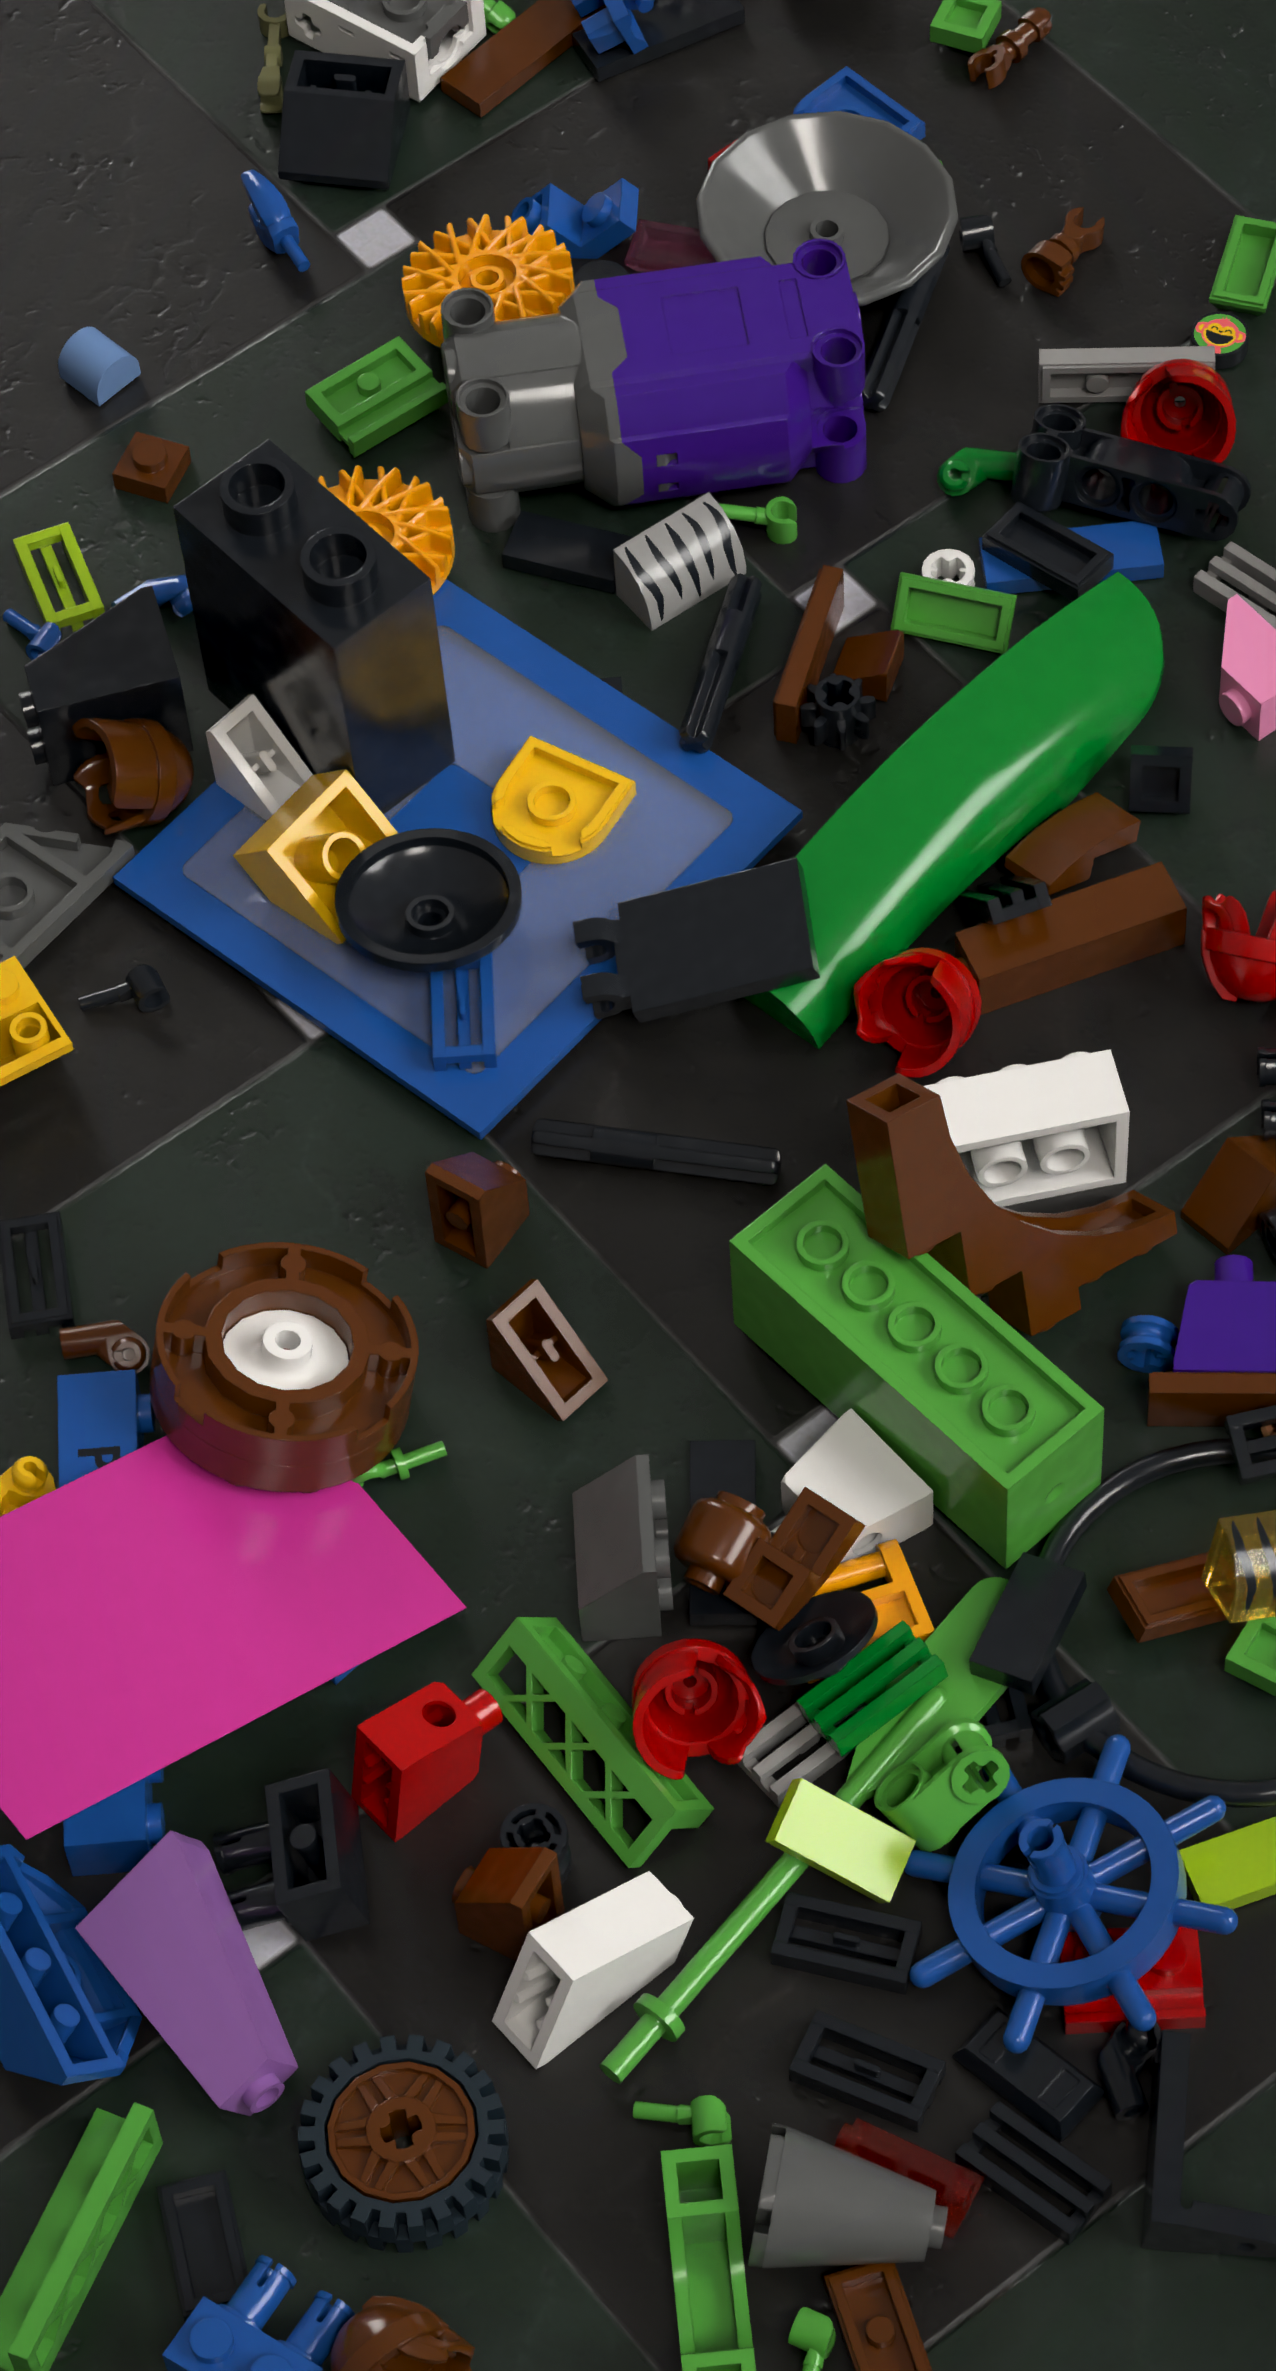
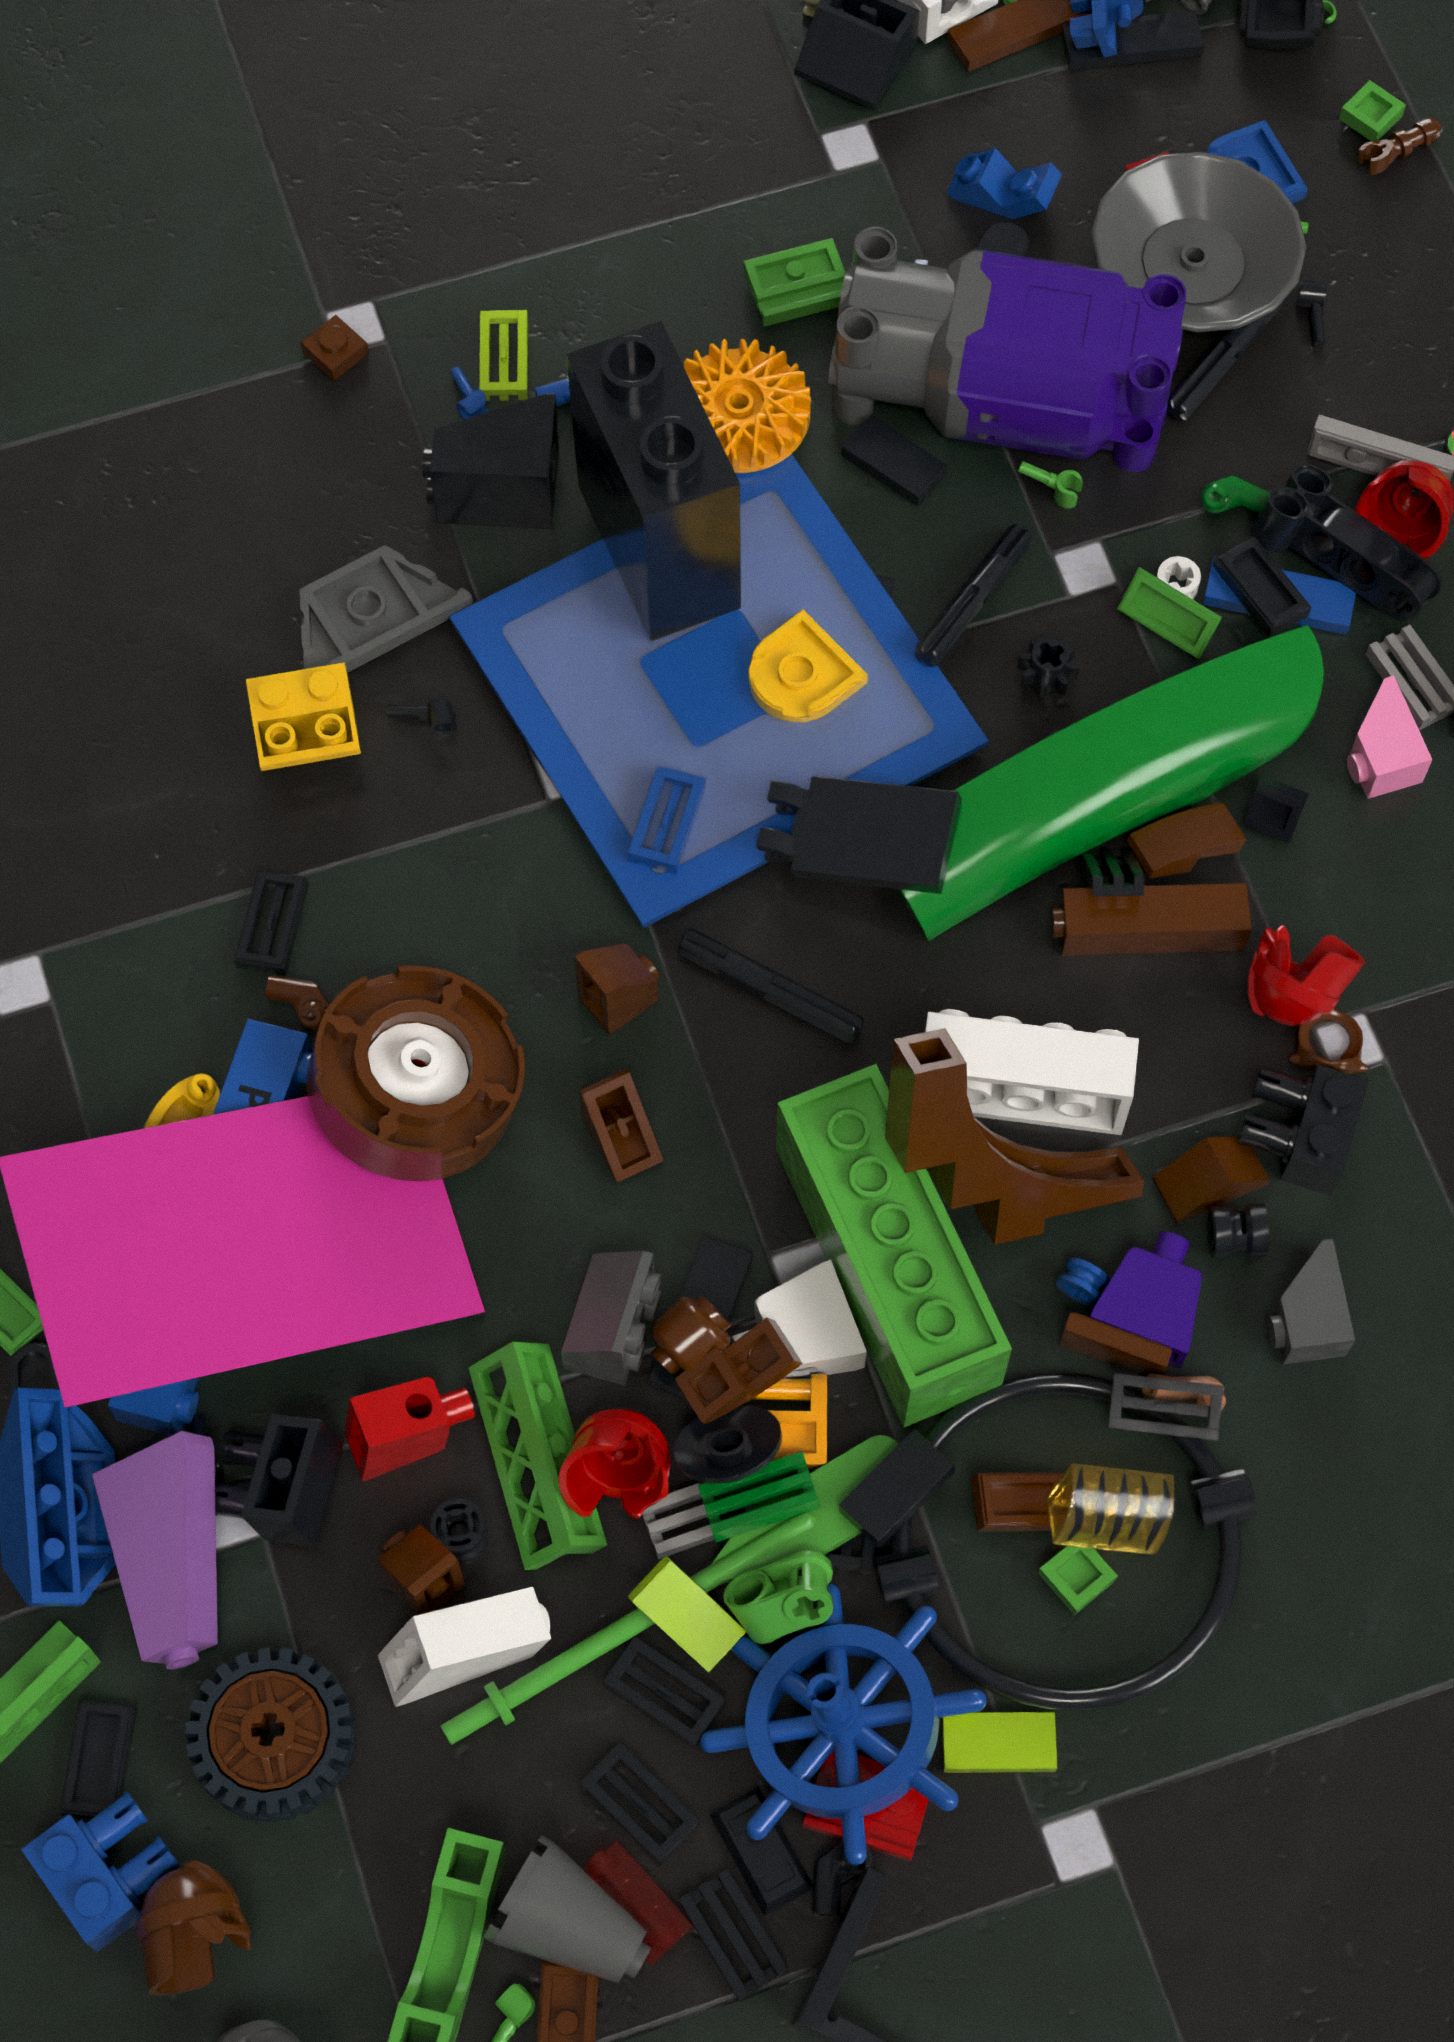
camera: 15 degrees right, 10 degrees up
(96, 365) = (597, 186): medium blue brick -> none
(143, 769) = (499, 539): reddish brown helmet -> none
(151, 467) = (607, 284): reddish brown plate -> none
(255, 758) = (589, 565): white slope -> none
(273, 218) = (775, 108): blue hand -> none
(309, 845) = (611, 658): yellow slope -> none
(402, 1462) = (483, 1174): bright green hand -> none
(428, 900) = (673, 705): black dish -> none
(516, 269) = (925, 210): light orange wheel -> none
(665, 247) = (1067, 232): clear pink tile -> none
(678, 562) = (973, 499): light grey brick -> none
(706, 2113) = (505, 1799): bright green hand -> none
(808, 651) = (1044, 608): reddish brown tile -> none
(874, 660) = (1090, 632): reddish brown slope -> none
(920, 1006) = (1016, 940): red helmet -> none
(1050, 261) = (1358, 339): reddish brown piece -> none

